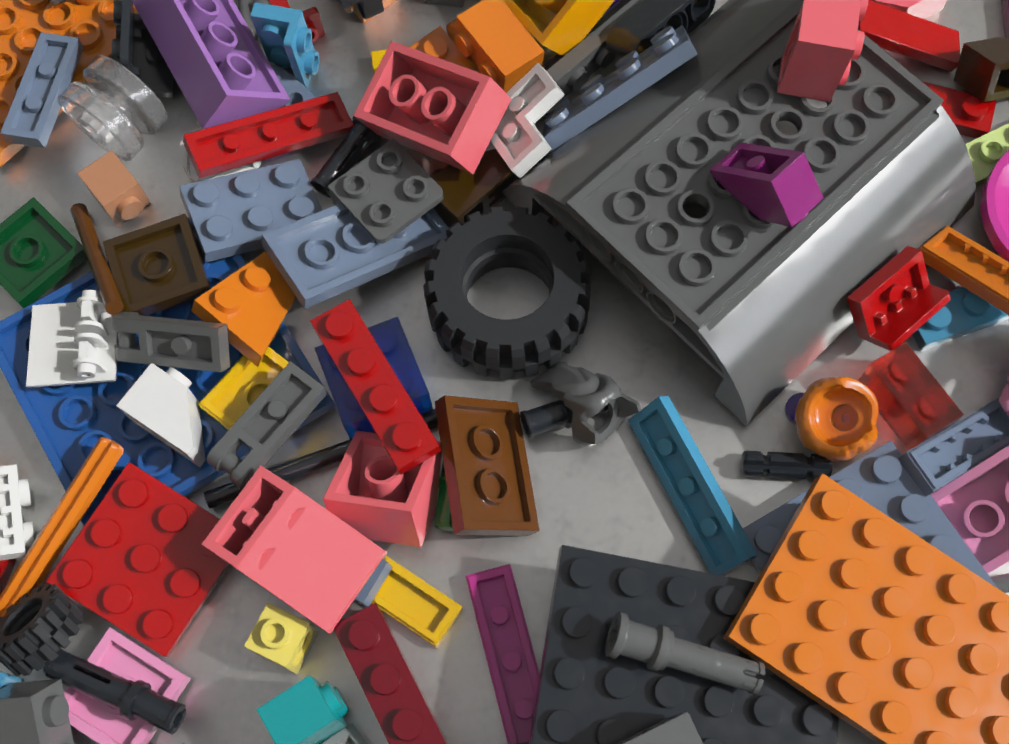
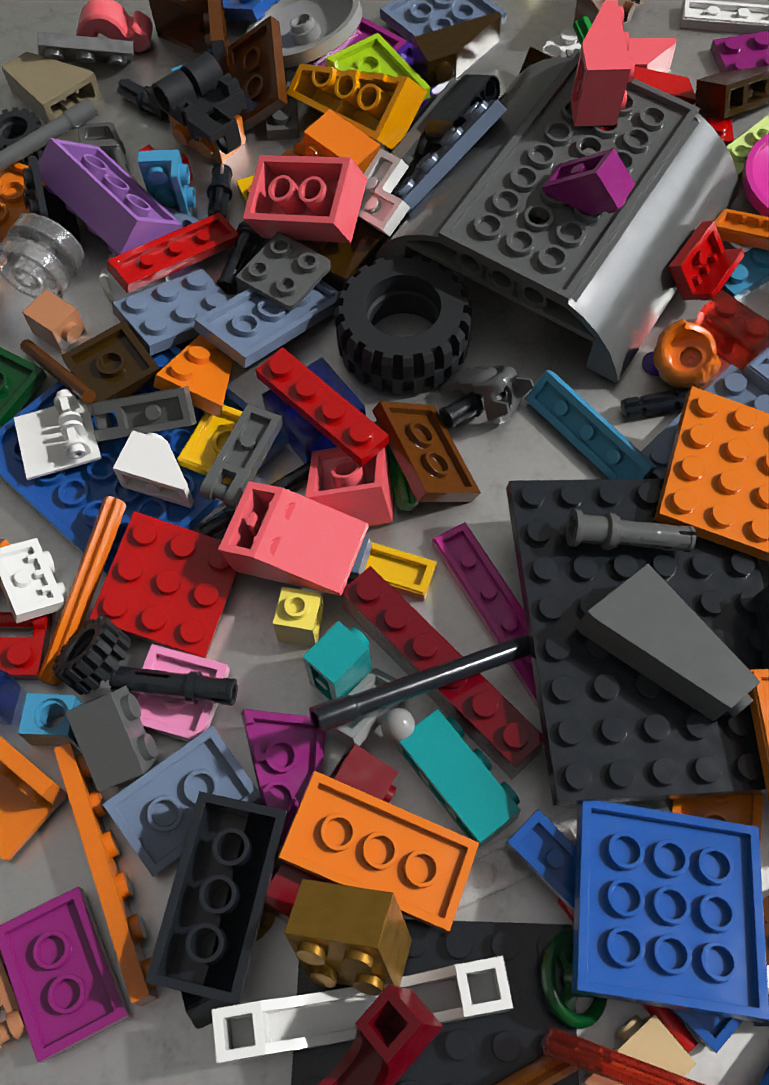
camera: 15 degrees left, 5 degrees down
(347, 63) = (219, 190): none -> black axle

